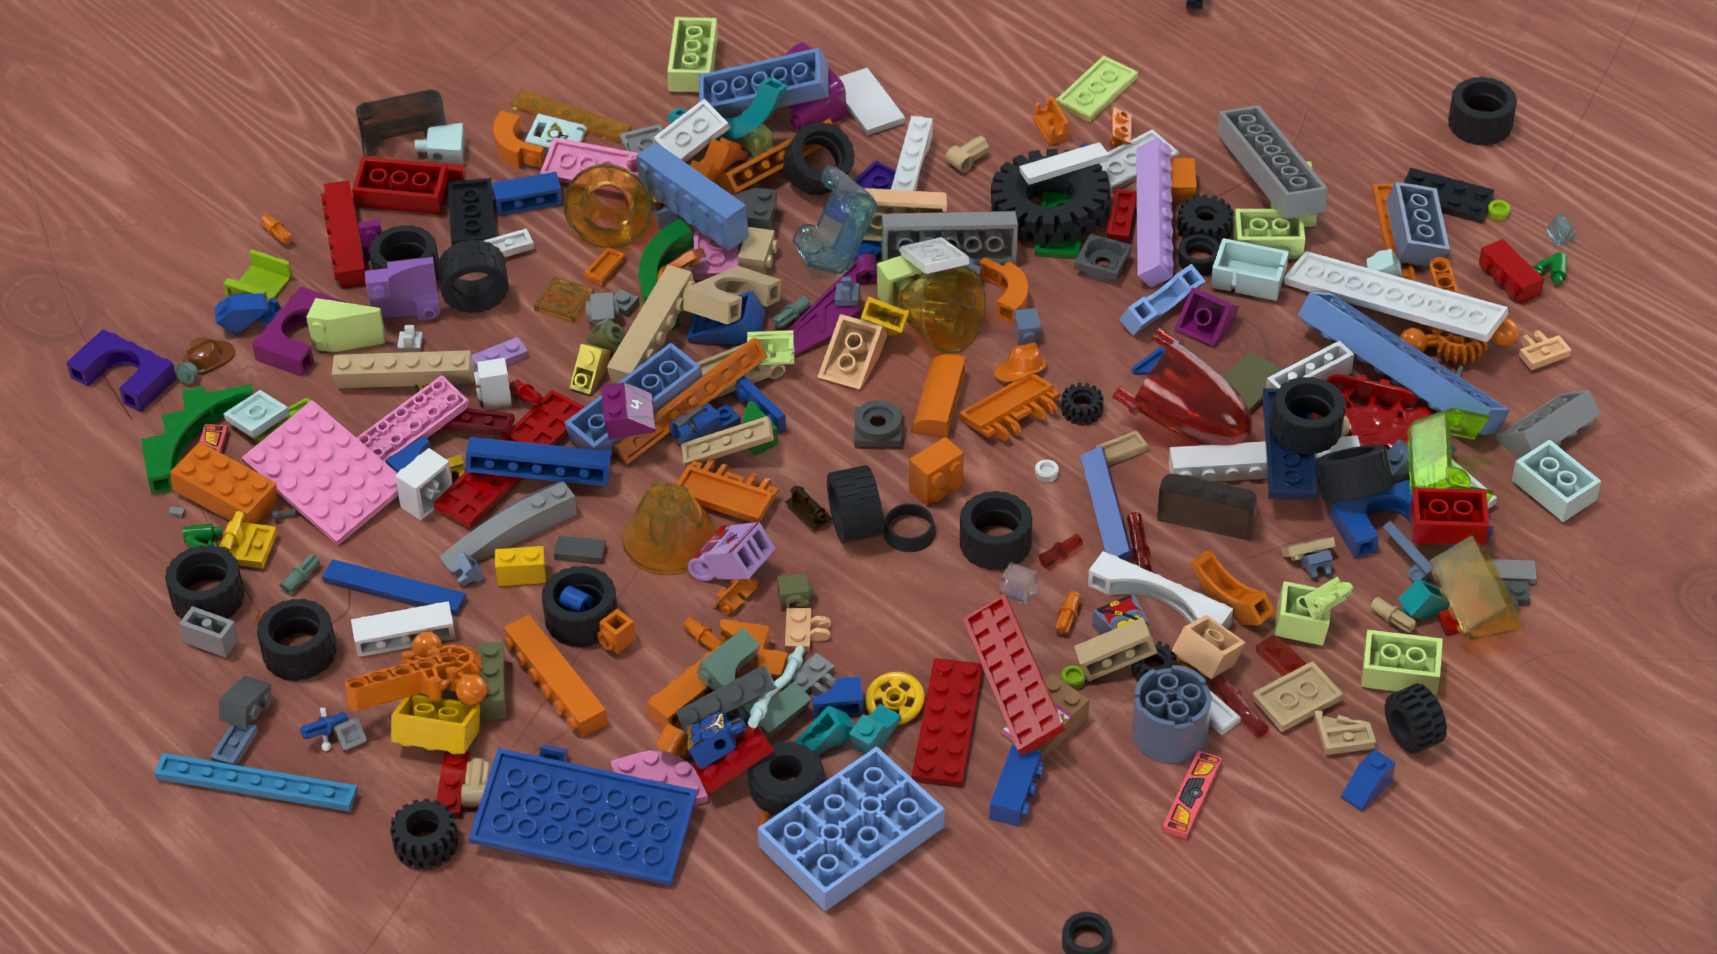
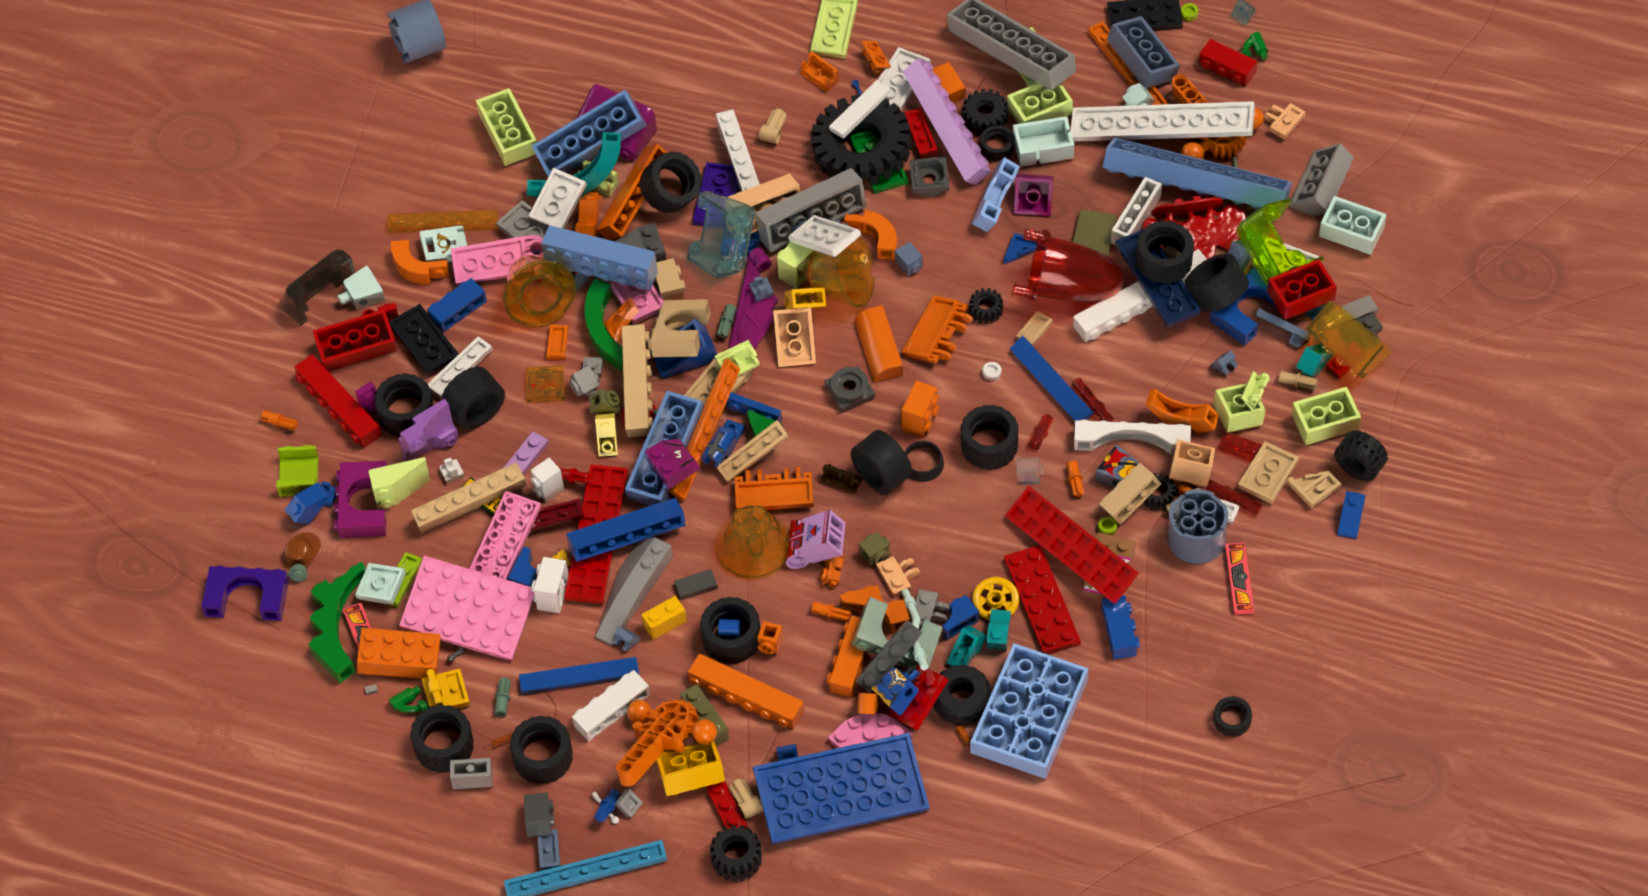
camera: 25 degrees left, 10 degrees up
(870, 102) = (670, 112): white tile -> none
(1022, 362) = (922, 292): orange piece -> none
(1207, 506) = (1126, 352): clear smoke windscreen -> none
(1298, 550) = (1214, 350): tan plate -> none

